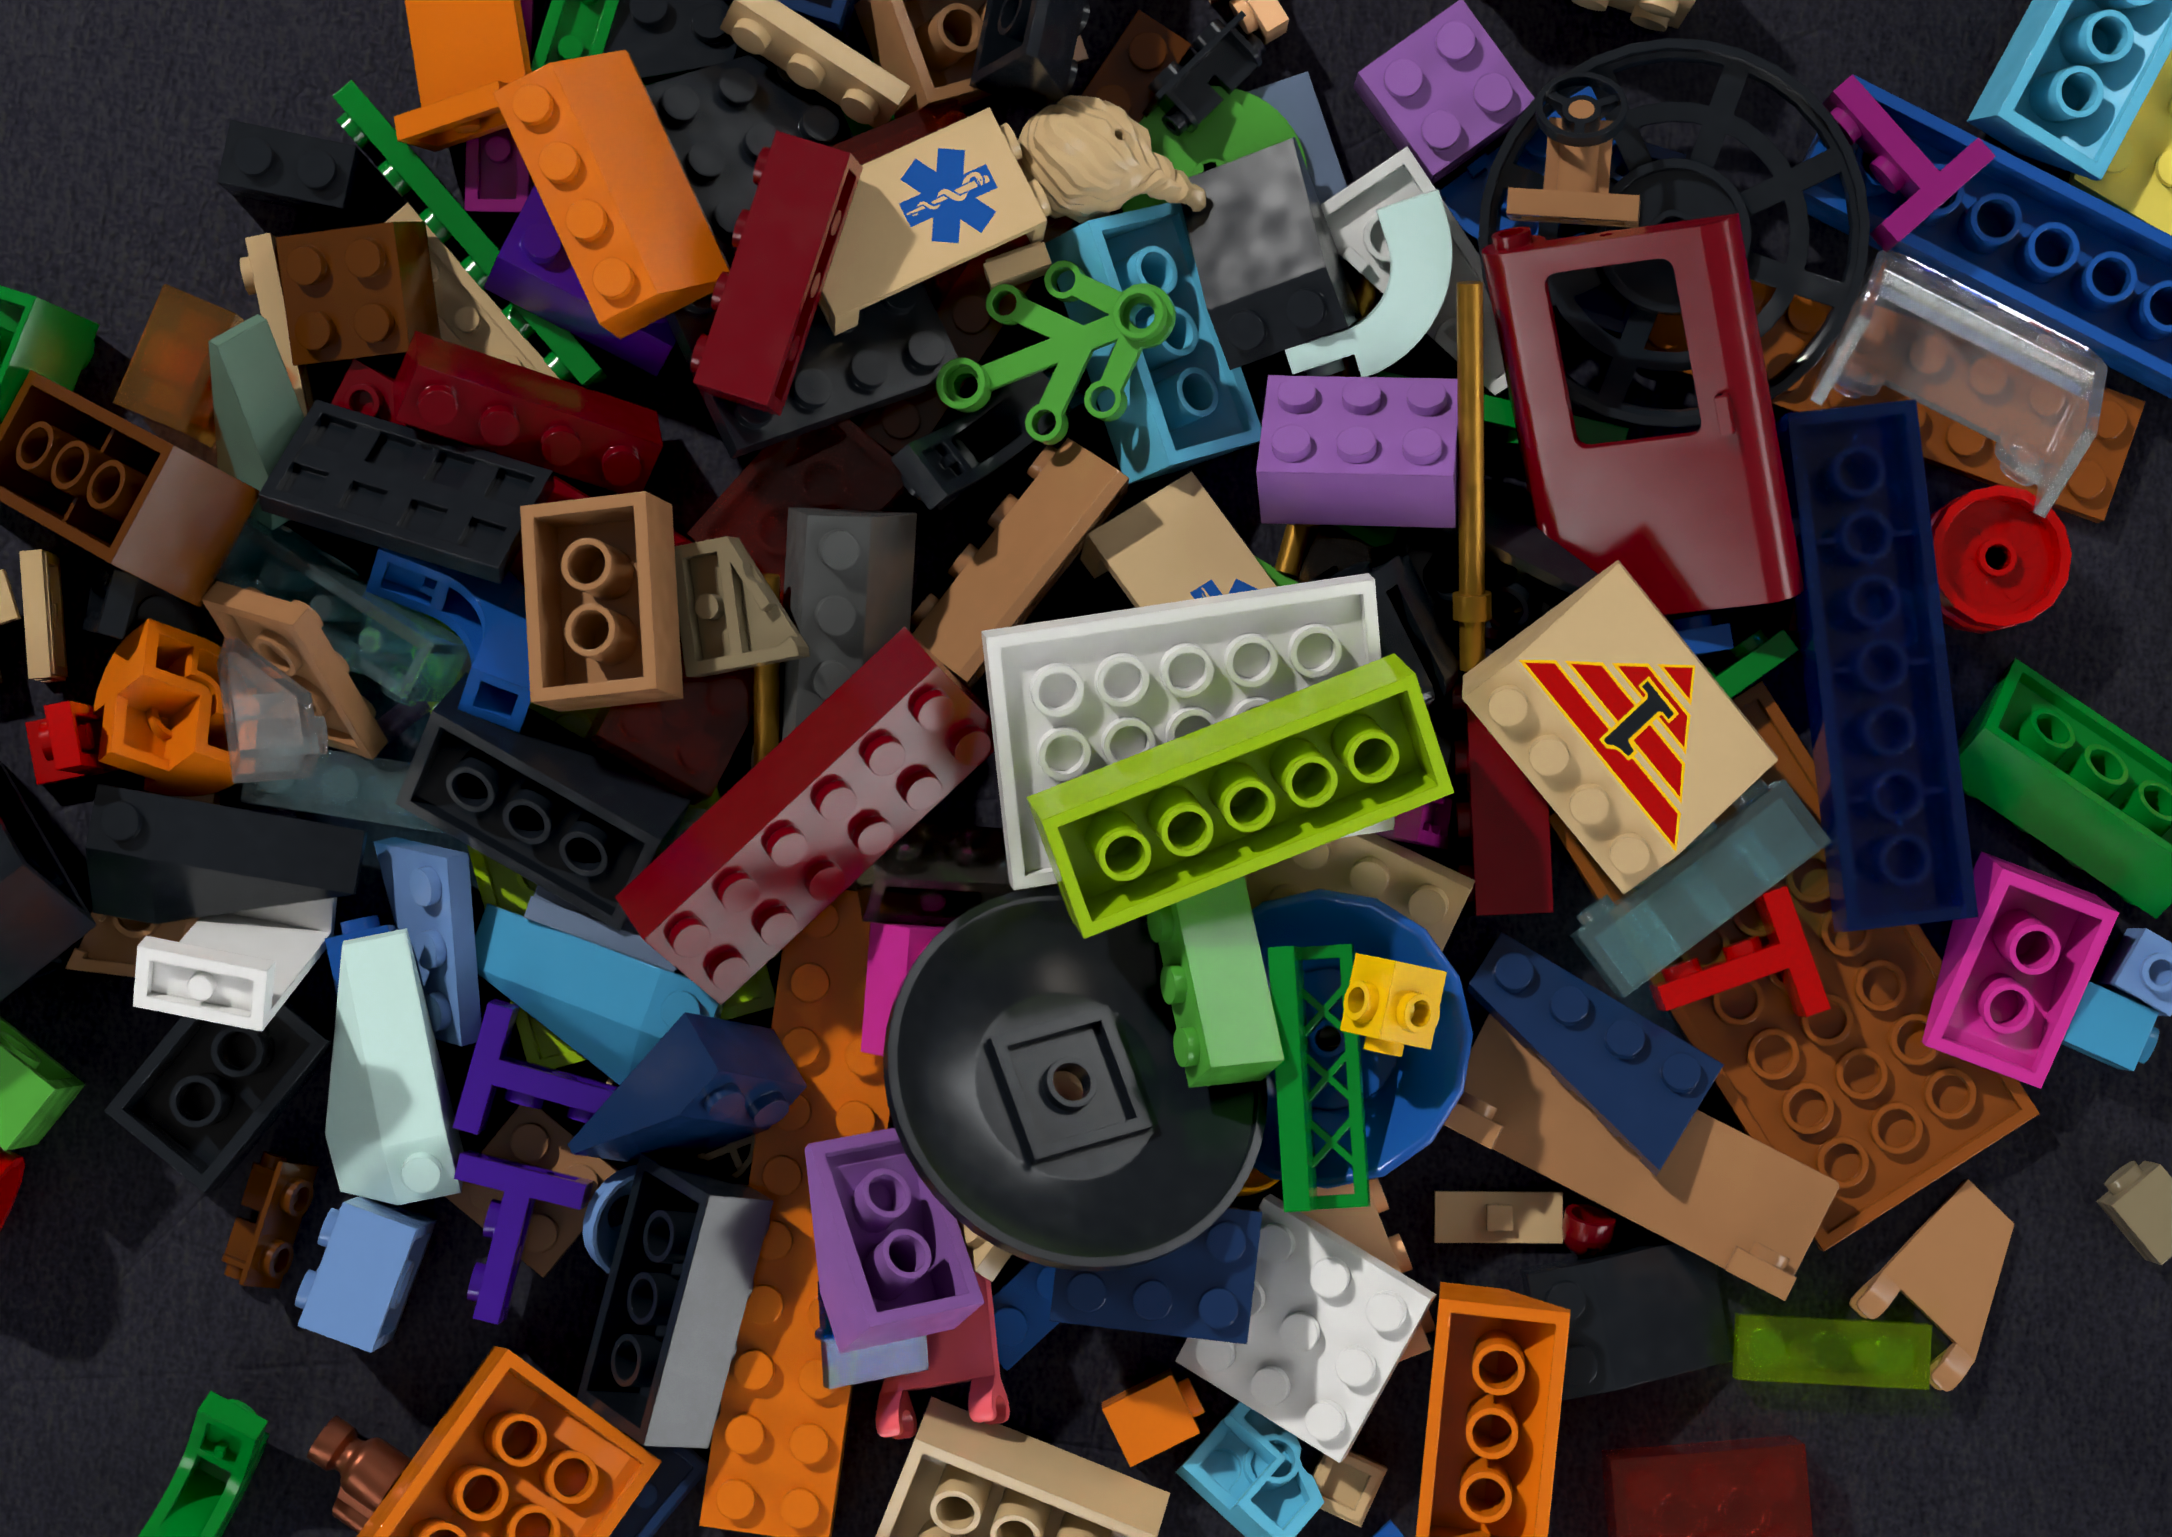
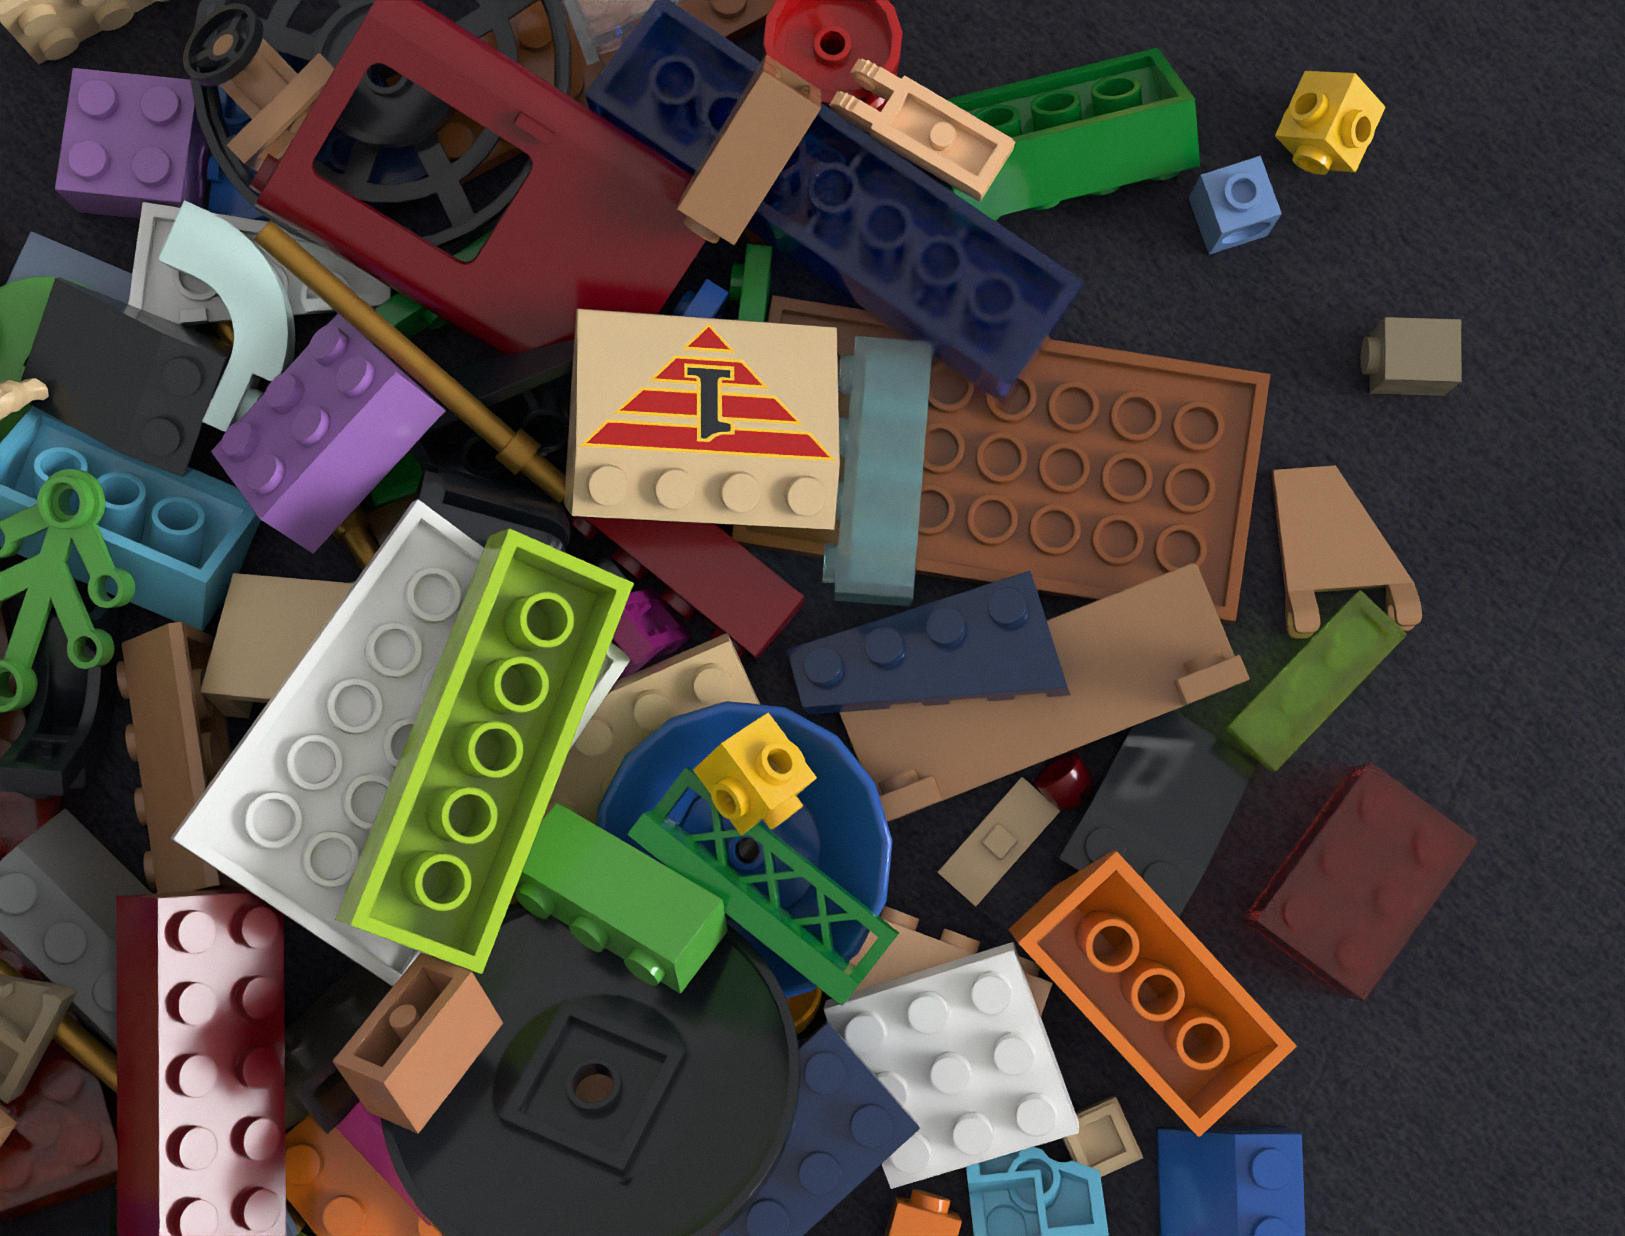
camera: 50 degrees left, 5 degrees down
(998, 937) = (418, 1042): none -> nougat brick
(1750, 961) = (987, 450): red bracket -> none
(1853, 584) = (749, 152): none -> medium nougat slope
(1990, 695) = (926, 129): none -> light nougat hinge
(2016, 970) = (1151, 297): dark pink slope -> none
(2112, 1029) = (1247, 271): dark azure brick -> none

